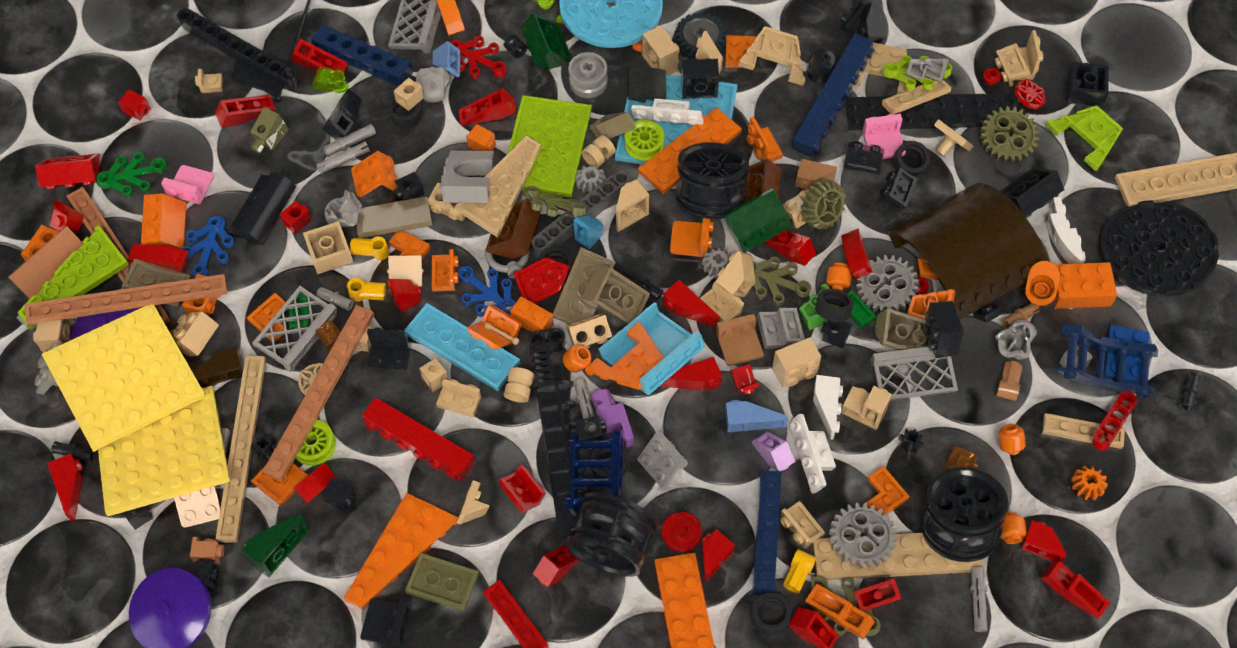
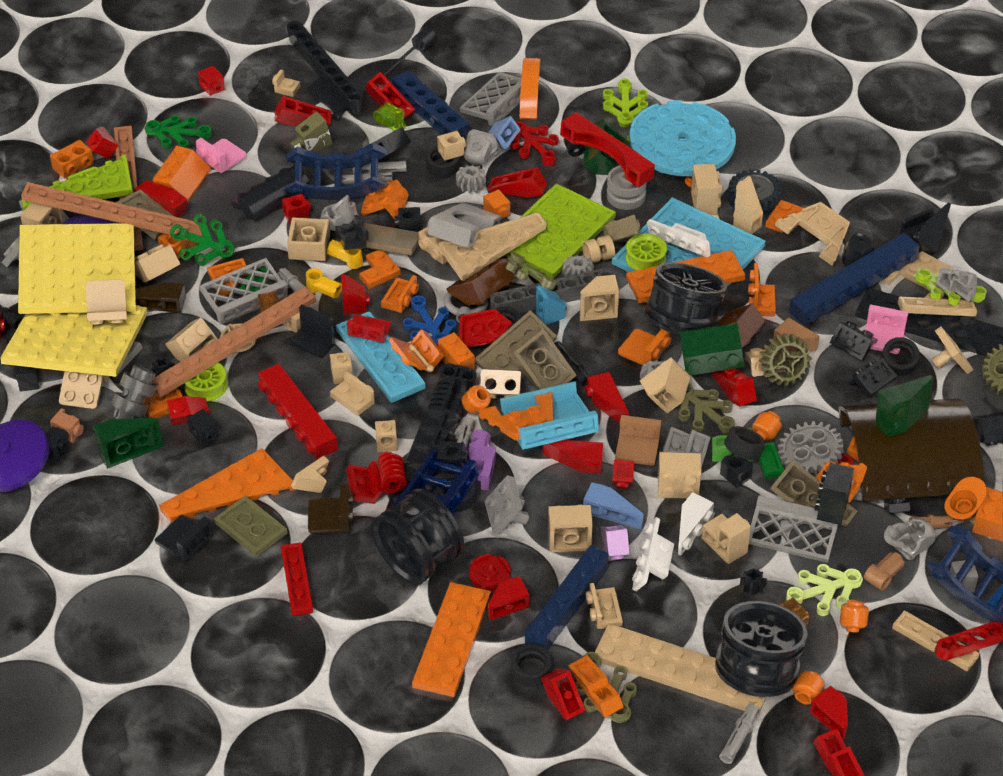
camera: 25 degrees right, 15 degrees down
(45, 262) = (61, 167): nougat tile -> none
(68, 170) = (126, 110): red slope -> none
(176, 405) = (106, 301): none -> tan bracket
(209, 244) = (223, 193): blue plant -> none
(241, 449) = (153, 349): tan plate -> none
(250, 289) = (204, 242): none -> green plant
(258, 485) = (136, 388): none -> dark grey piece
(277, 405) = (191, 339): none -> tan slope
(312, 152) = (337, 161): none -> dark blue fence
(369, 228) = (352, 235): none -> black bracket
(406, 268) = (370, 278): tan piece -> none
(438, 322) = (368, 328): none -> red bracket
(441, 119) = (470, 178): none -> light grey gear
(509, 535) = (331, 514): none -> dark brown bracket
(515, 431) = (386, 436): none -> tan brick
(518, 386) = (411, 402): tan wheel -> none
(525, 36) = (581, 131): none -> red arch
(544, 471) = (391, 472): none -> red piece
(554, 566) = (356, 551): red slope -> none
(646, 84) = (676, 209): pearl dark grey slope -> none
(700, 78) = (727, 219): black brick -> none
(723, 302) = (640, 404): tan bracket -> none
(733, 459) = (569, 528): none -> tan brick
(800, 567) = (583, 639): yellow piece -> none
(852, 548) = (654, 633): light grey gear -> none
(856, 254) = (794, 414): red slope -> none
(877, 595) = (641, 687): red slope -> none
(889, 492) = (704, 617): orange plate -> none
(957, 223) = (903, 405): none -> dark green slope
(970, 417) = (849, 580): none -> yellowish green plant
(1087, 475) = (911, 682): orange gear -> none

